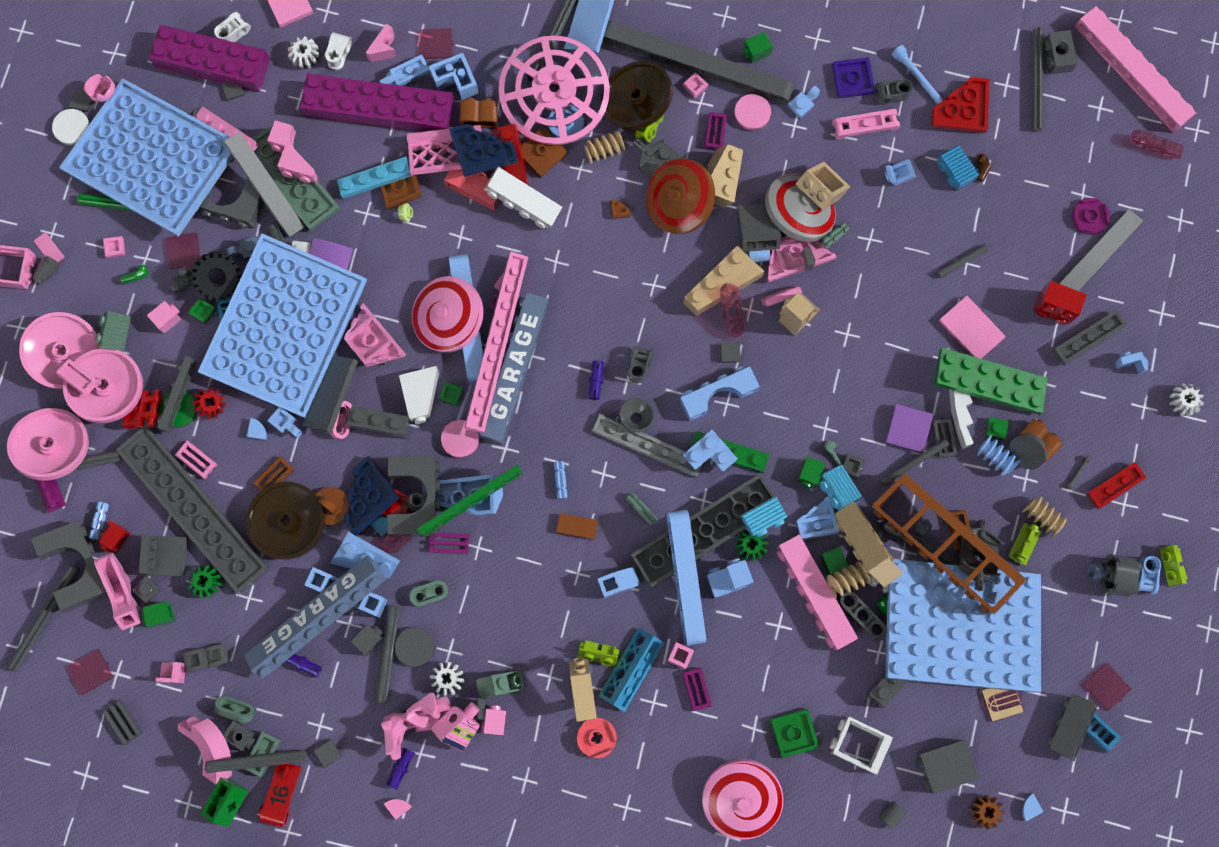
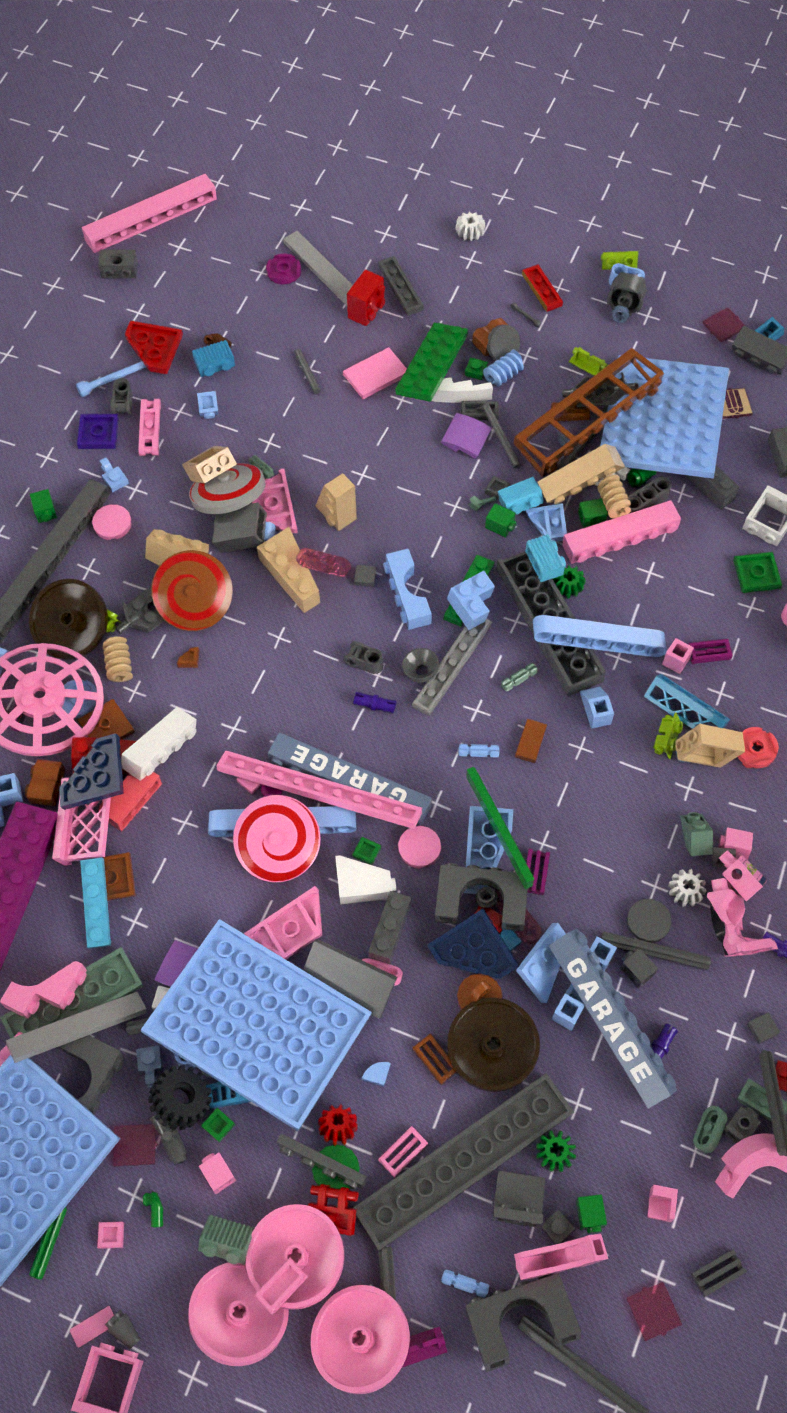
camera: 80 degrees left, 15 degrees down
(113, 537) = (490, 1263): red brick -> none
(206, 658) = (646, 1160): dark grey slope -> none
(283, 421) = (372, 1039): light blue plate -> none
(405, 212) = (145, 874): yellowish green plate -> none
(428, 591) = (591, 898): sand green plate -> none
(695, 85) = (68, 569): bright pink tile -> none
(713, 145) = (123, 561): magenta tile -> none
(732, 578) = (601, 598): light blue brick -> none
(780, 296) = (315, 520): bright pink tile -> none
(808, 258) = (282, 488): dark grey tile -> none
(1037, 113) = (139, 286): dark grey axle -> none
(1045, 515) = (565, 341): tan piece -> none
(1138, 359) = (429, 253): light blue bracket -> none
(1156, 144) = (226, 209): clear pink beam -> none

